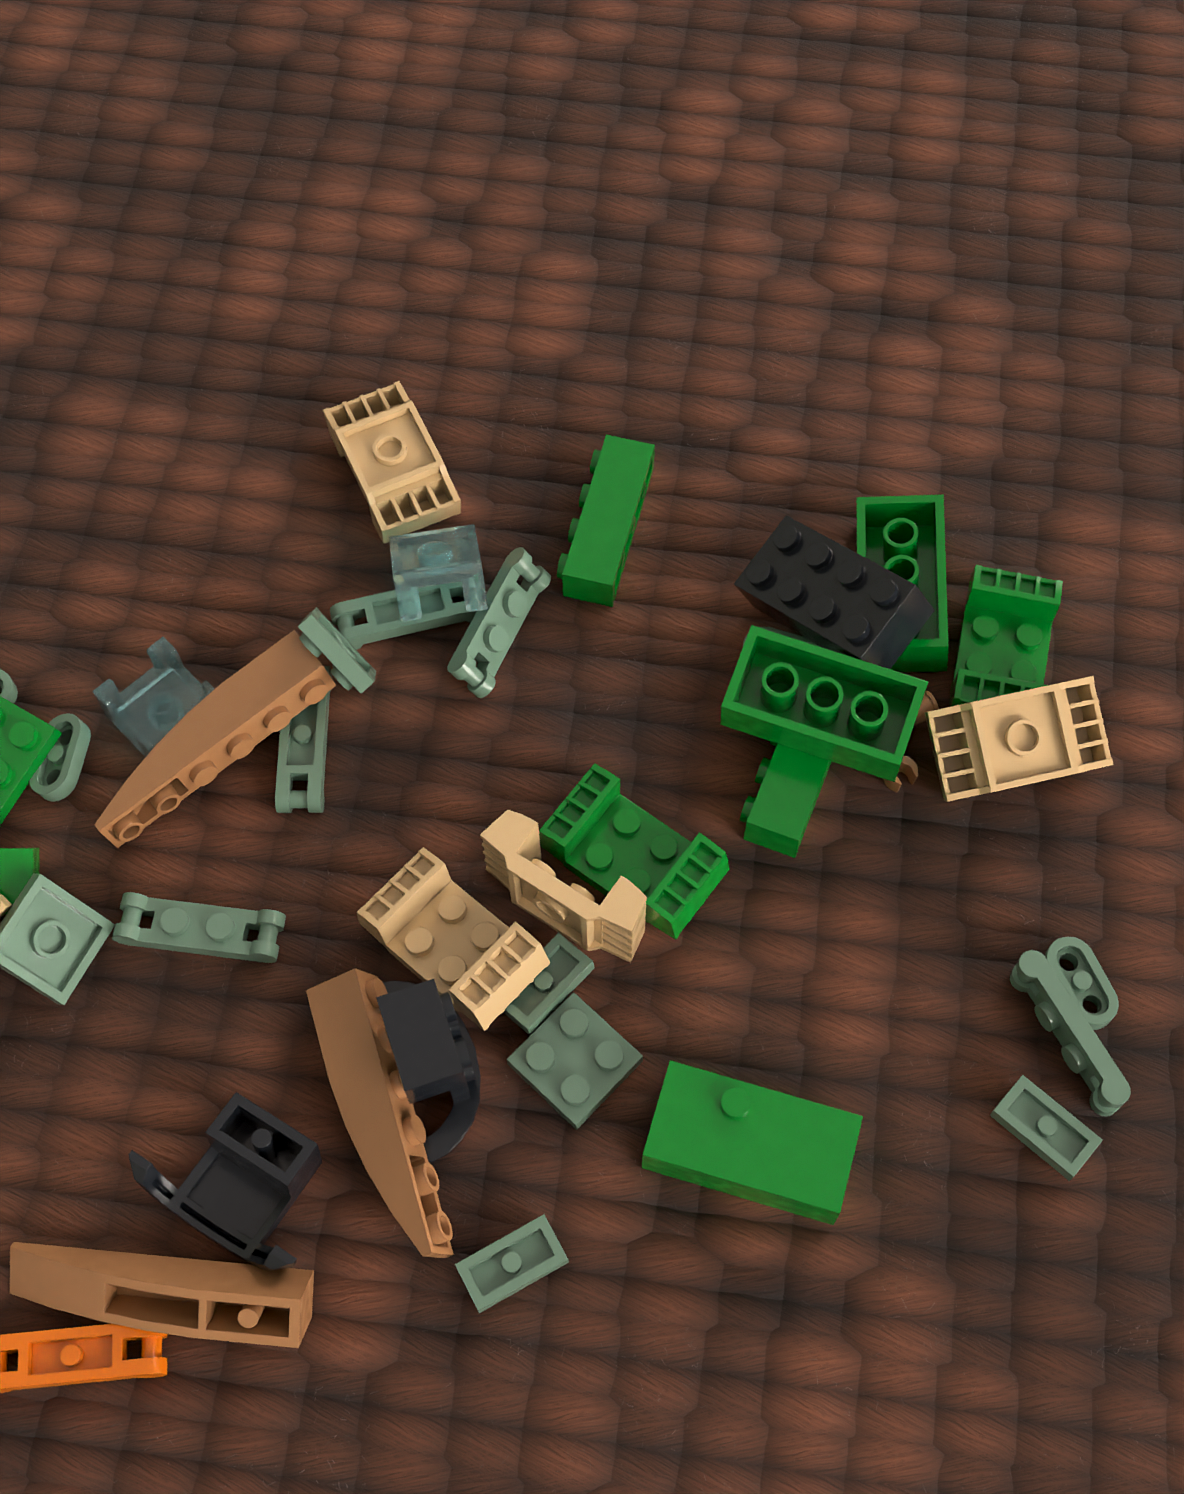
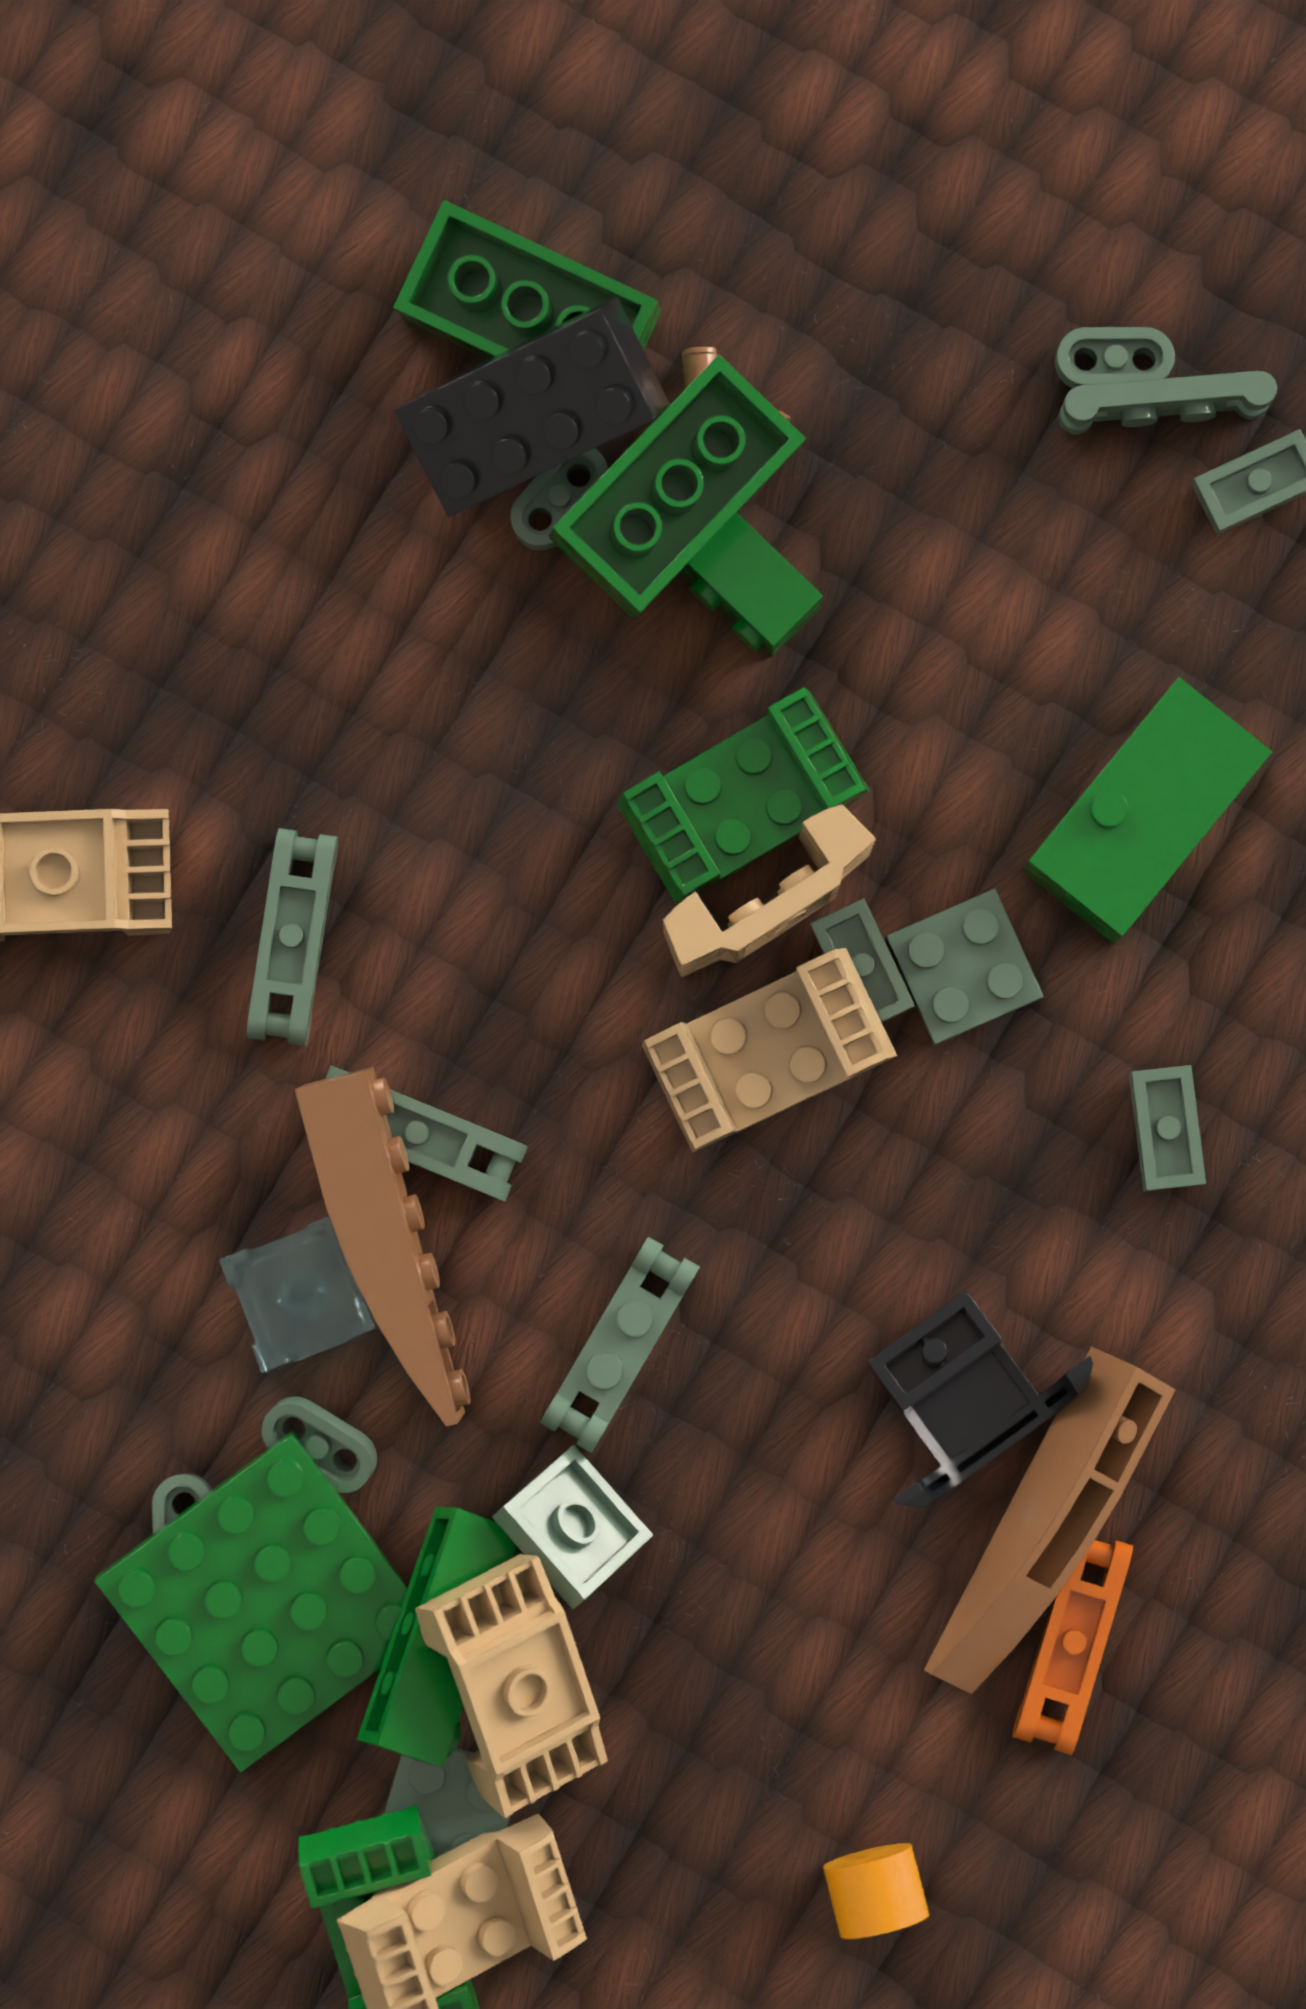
camera: 65 degrees left, 20 degrees up
(348, 664) = (335, 1047): sand green plate -> none
(376, 1106) = (930, 1209): medium nougat slope -> none
(433, 560) = (260, 876): clear light blue panel -> none
(433, 1056) = (904, 1125): black piece -> none
(496, 628) = (361, 831): sand green plate -> none
(607, 520) = (270, 631): green brick -> none
(1003, 634) = (670, 232): green plate -> none
(1018, 739) = (805, 276): tan plate -> none

